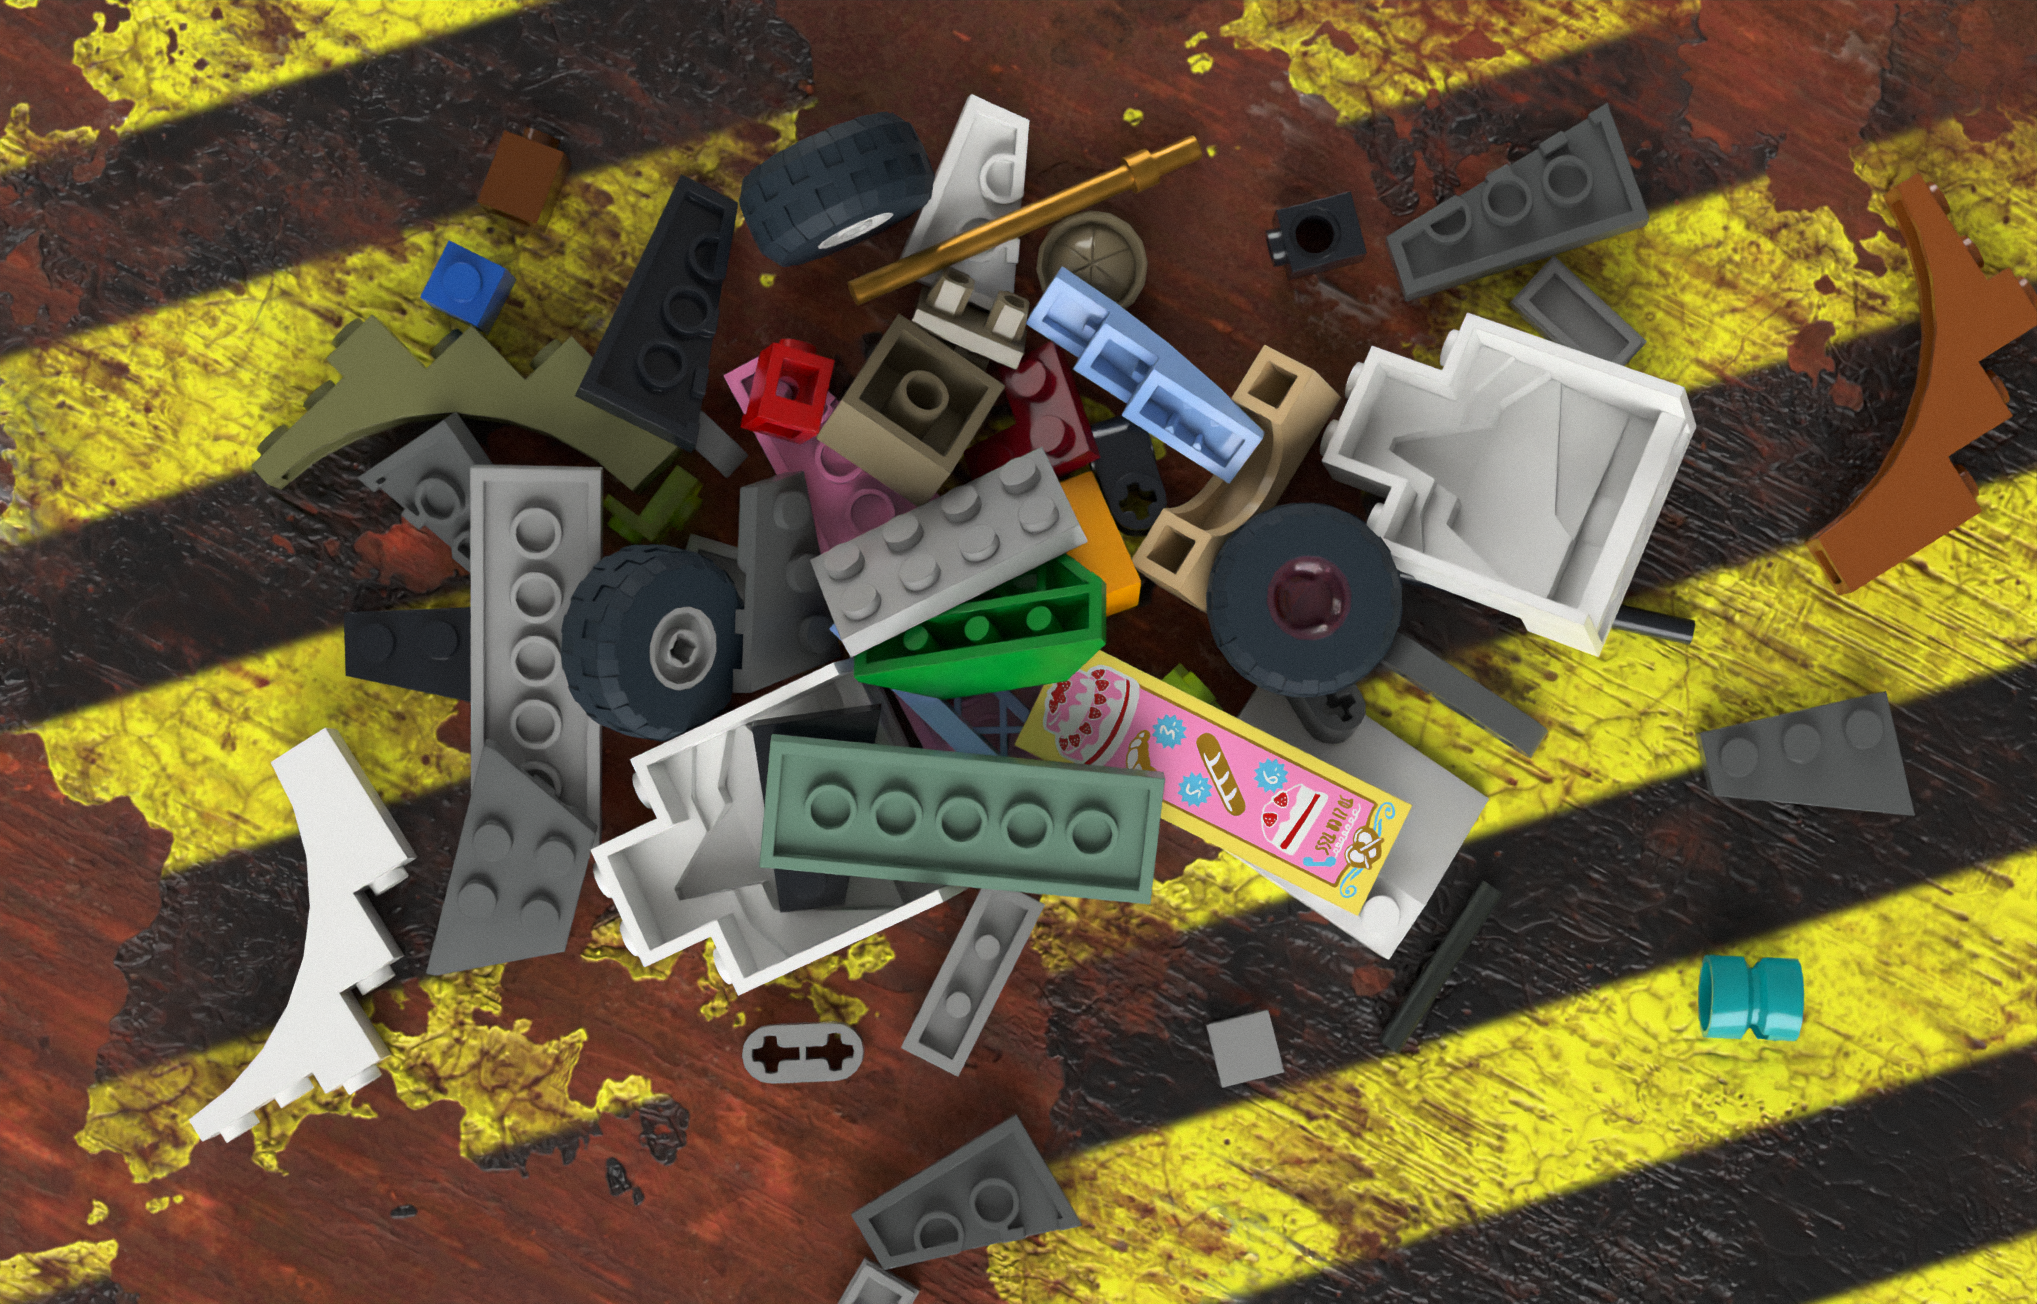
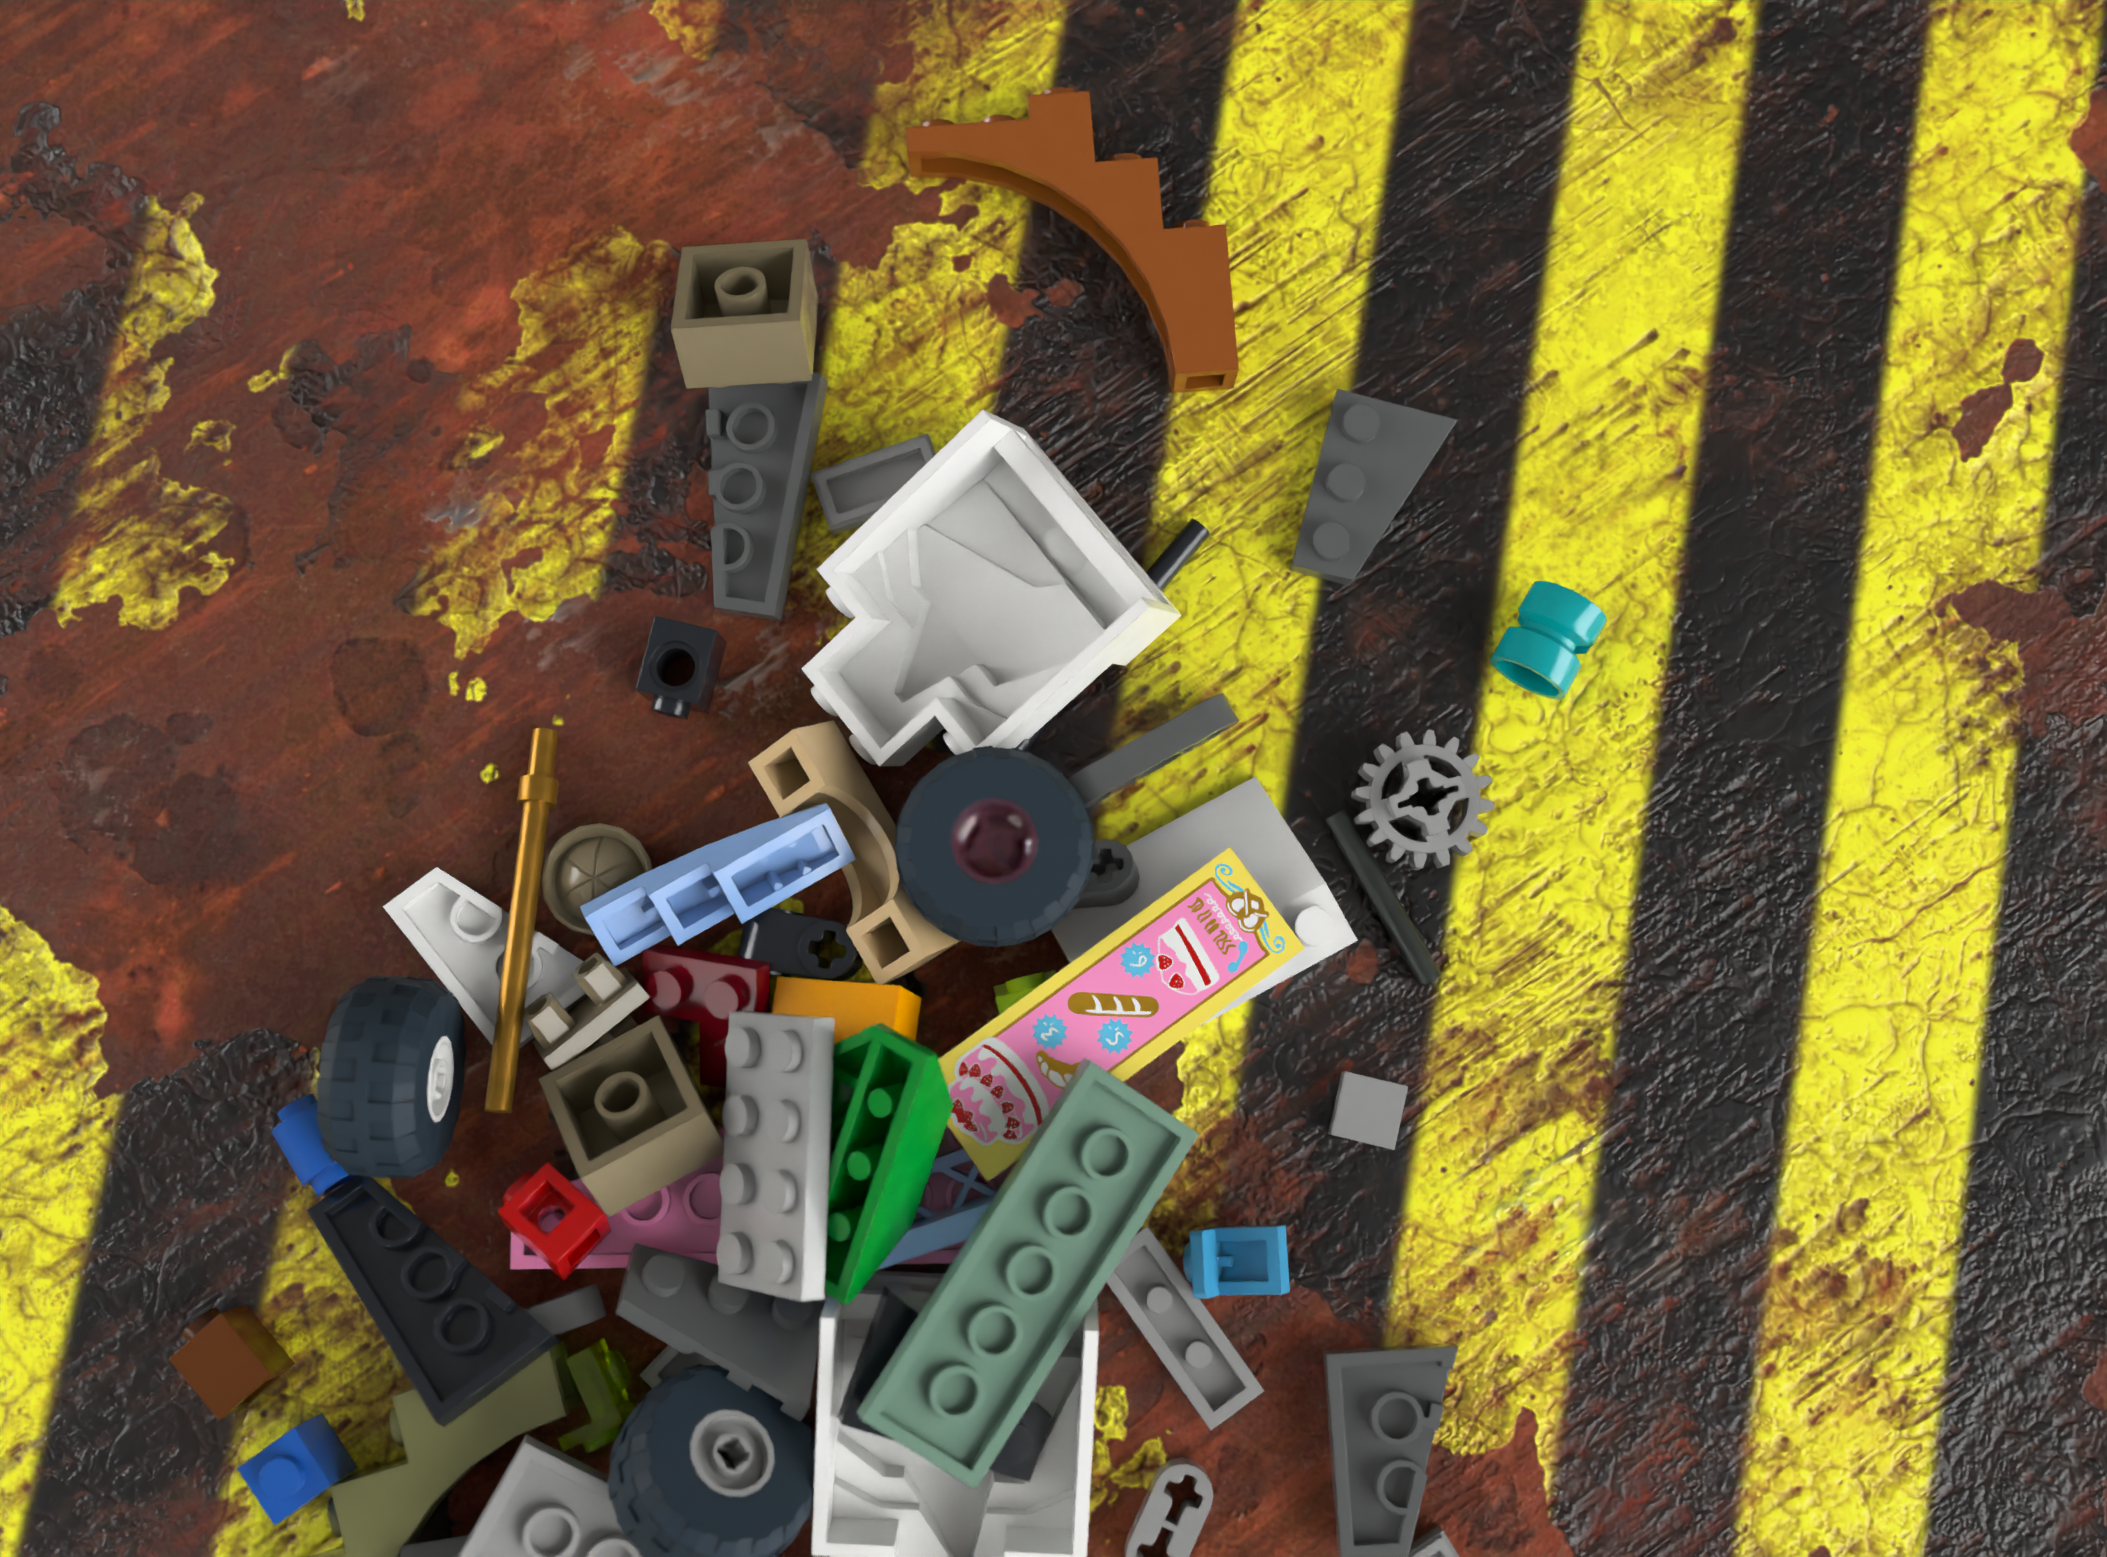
camera: 65 degrees left, 5 degrees down
(738, 147) = (302, 1146): none -> blue brick
(1055, 997) = (1237, 1261): none -> dark azure bracket
(1566, 937) = (1415, 774): none -> light grey gear
(1667, 123) = (745, 314): none -> dark tan brick

